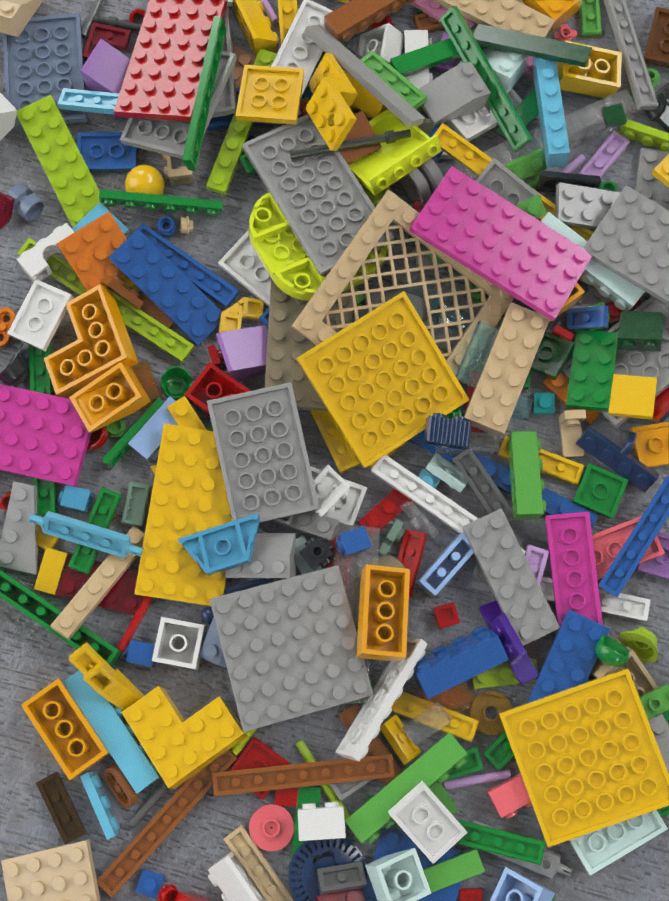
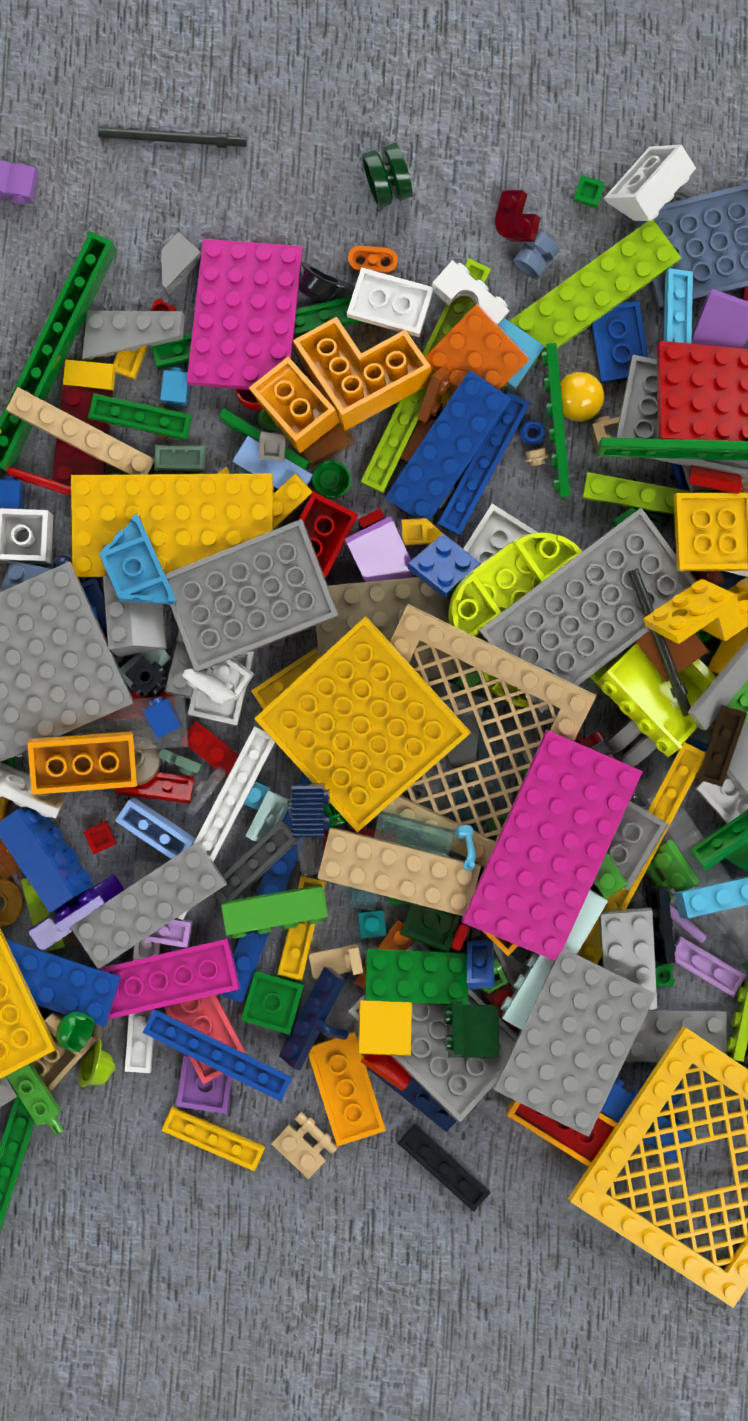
camera: 80 degrees right, 10 degrees up
(86, 534) = (130, 407): medium azure plate -> none
(141, 421) = (272, 446): none -> light grey plate
(229, 89) = (715, 479): none -> red tile
(262, 300) = (443, 565): none -> plate
(438, 109) = (721, 745): none -> dark brown plate
(480, 311) = (466, 832): none -> medium azure piece

